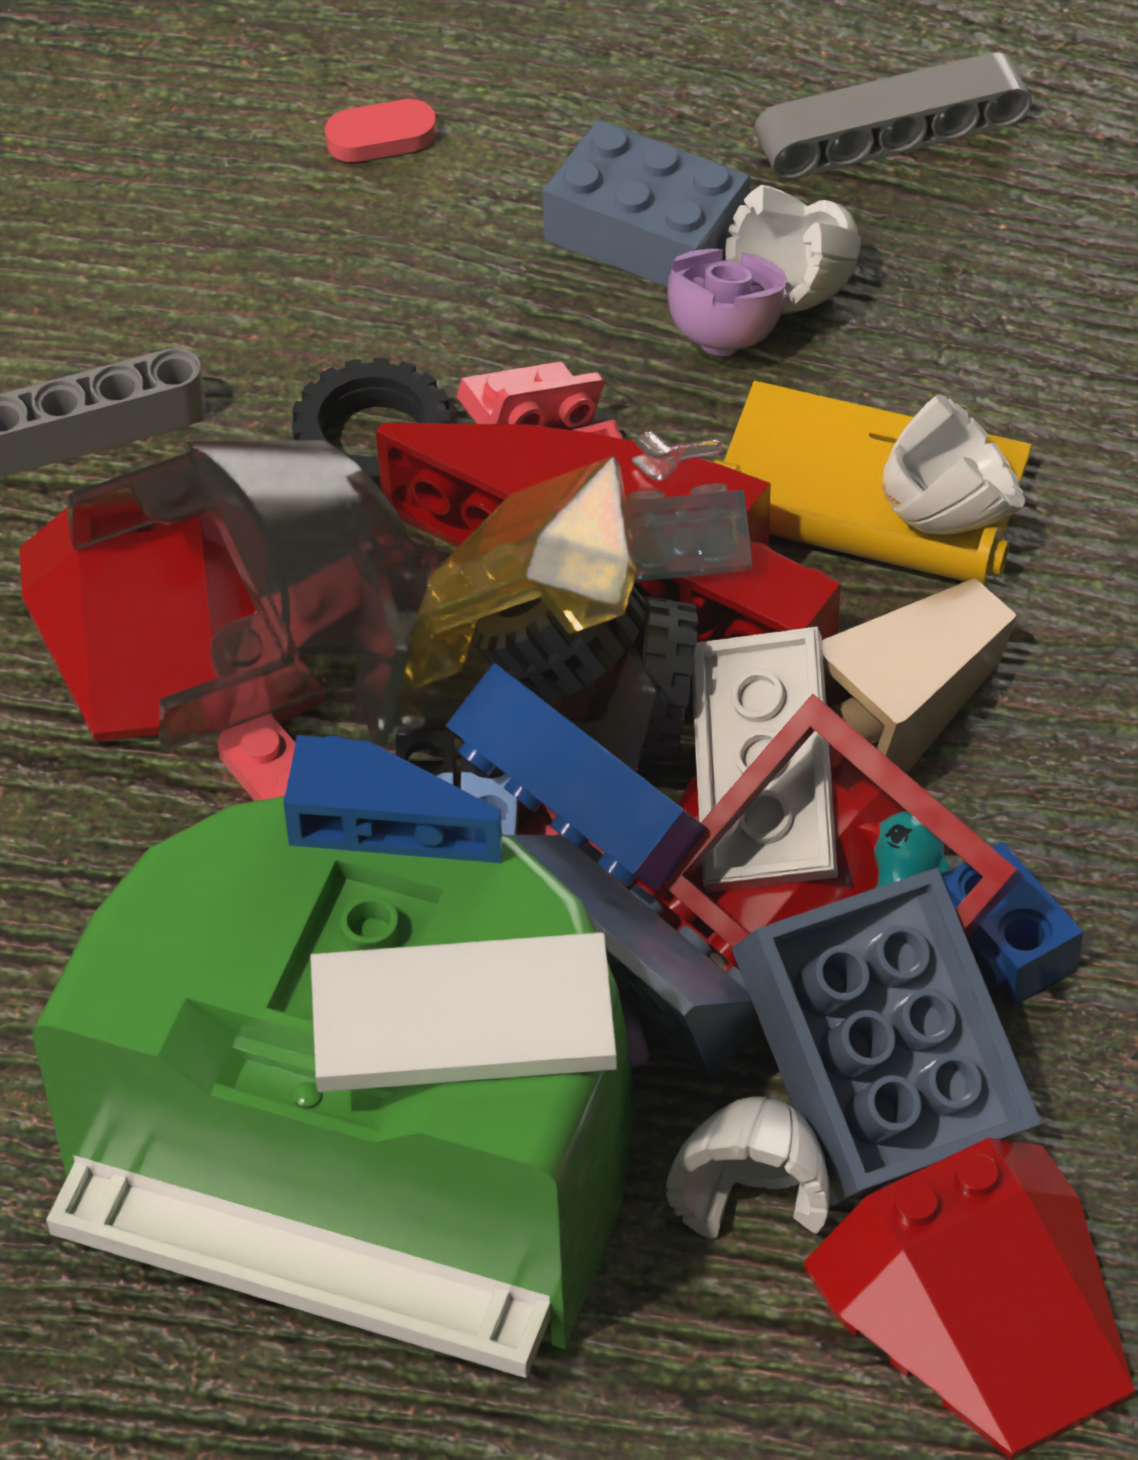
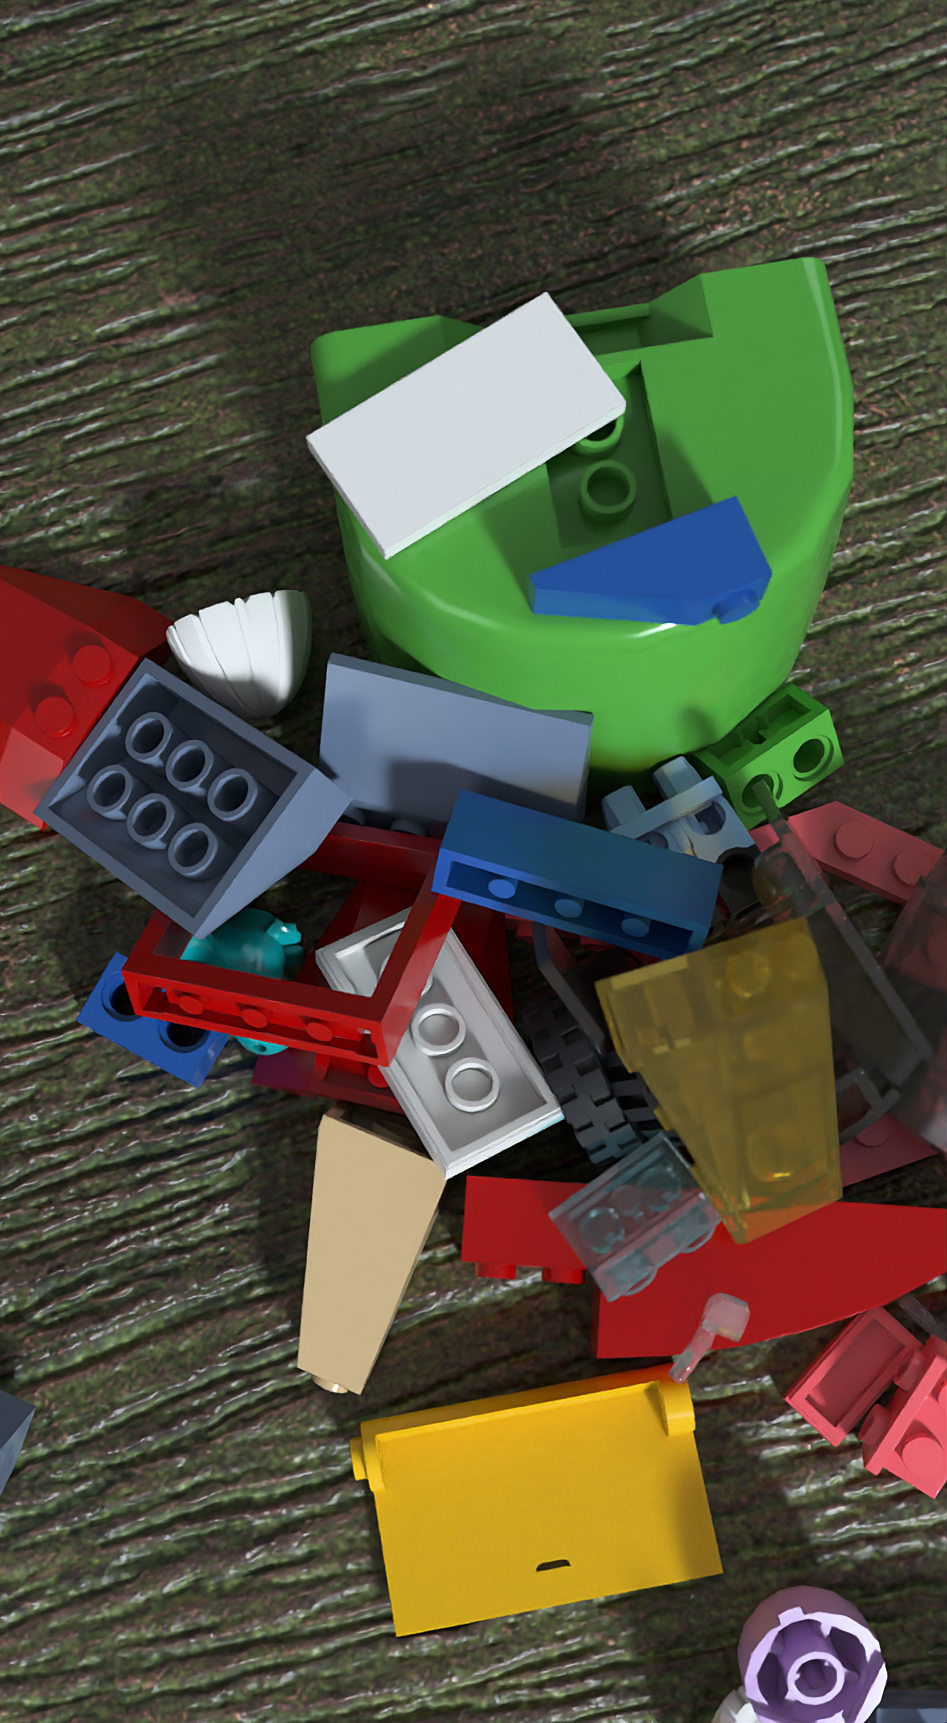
camera: 150 degrees right, 25 degrees up
(947, 474) = (439, 1518): white hair -> none

